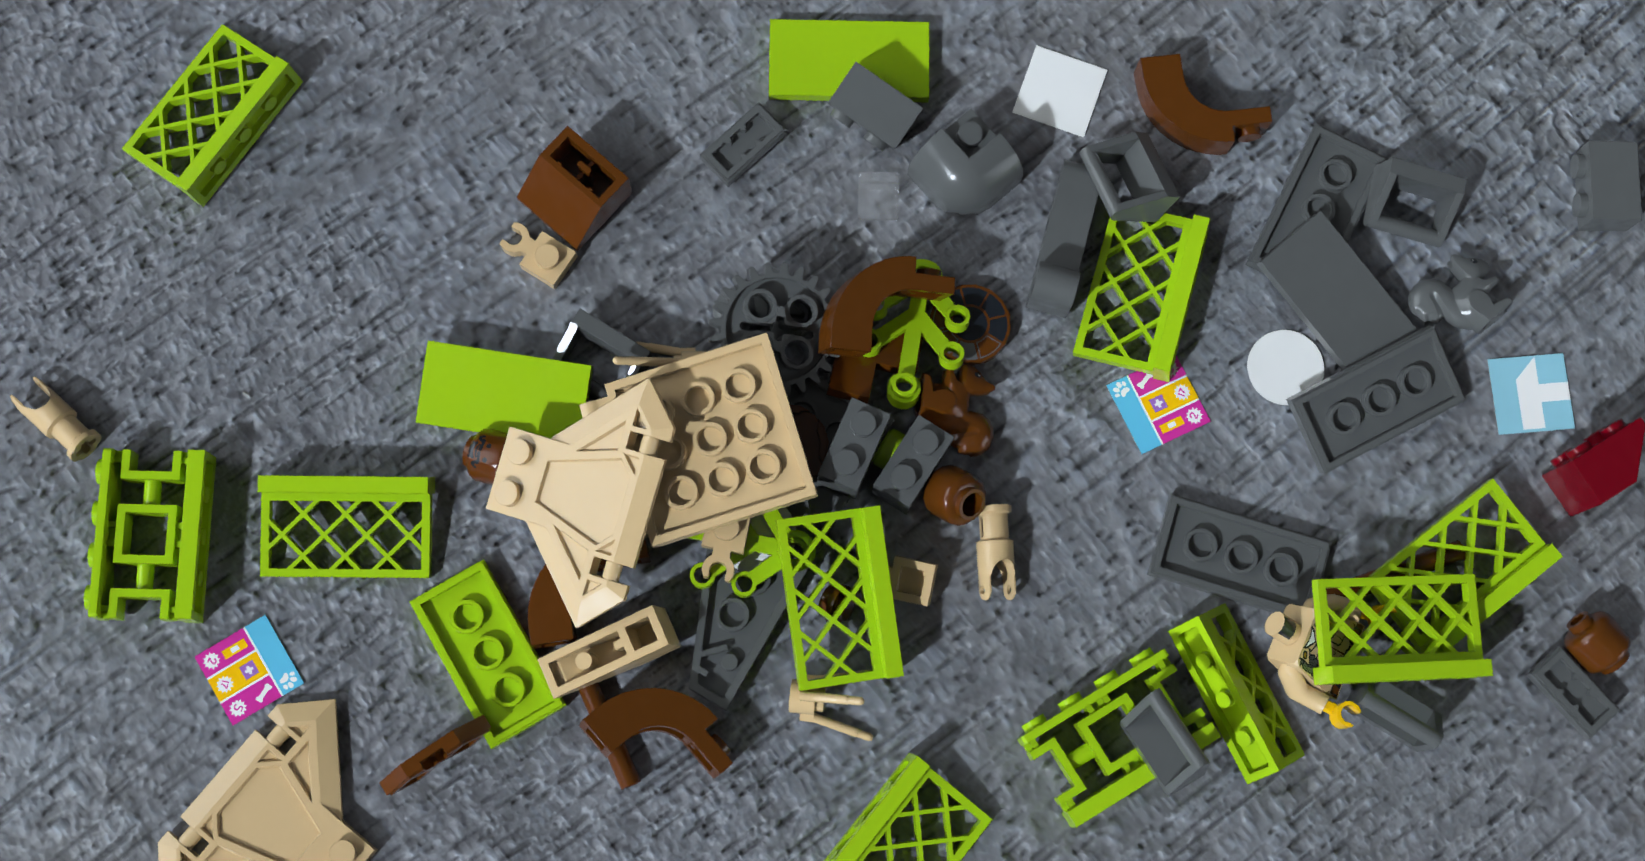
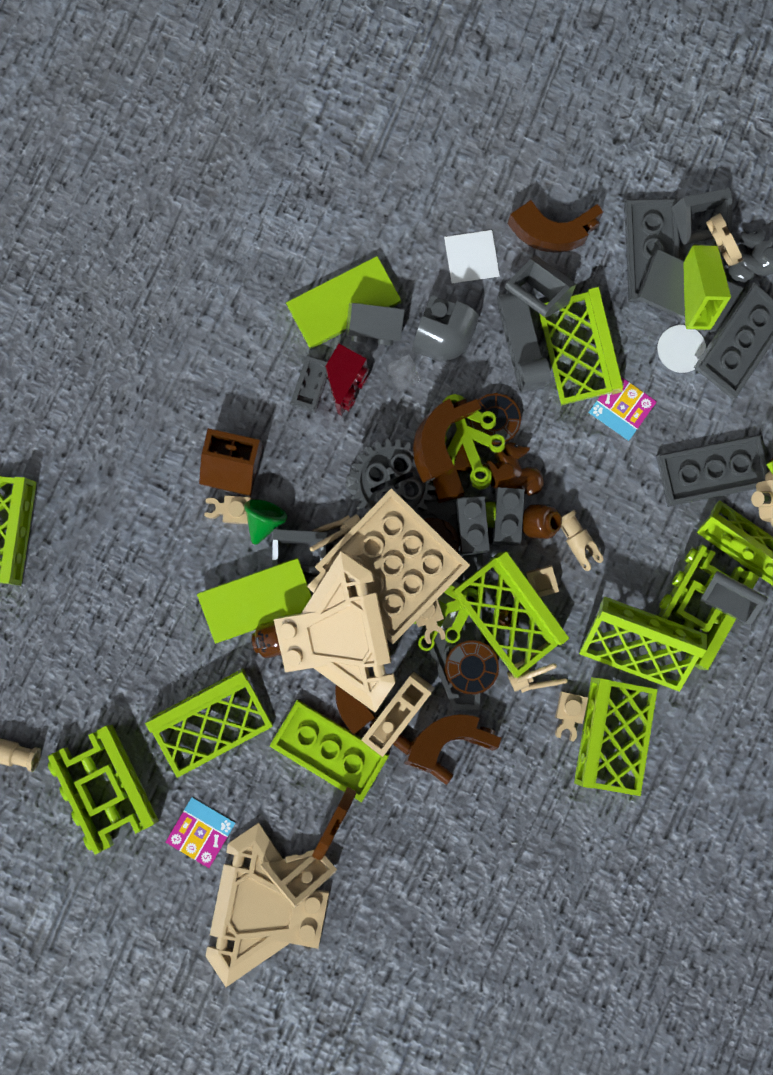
camera: 25 degrees left, 5 degrees up
(347, 800) = (298, 875): none -> tan wing
(575, 287) = (263, 518): none -> green hat
(746, 643) = (472, 667): none -> tile
(793, 157) = (345, 375): none -> dark red slope
(854, 783) = (570, 709): none -> tan plate
(1023, 725) = (650, 629): none -> lime fence
(1356, 294) = (704, 287): none -> lime slope
(1421, 240) = (724, 240): none -> tan plate

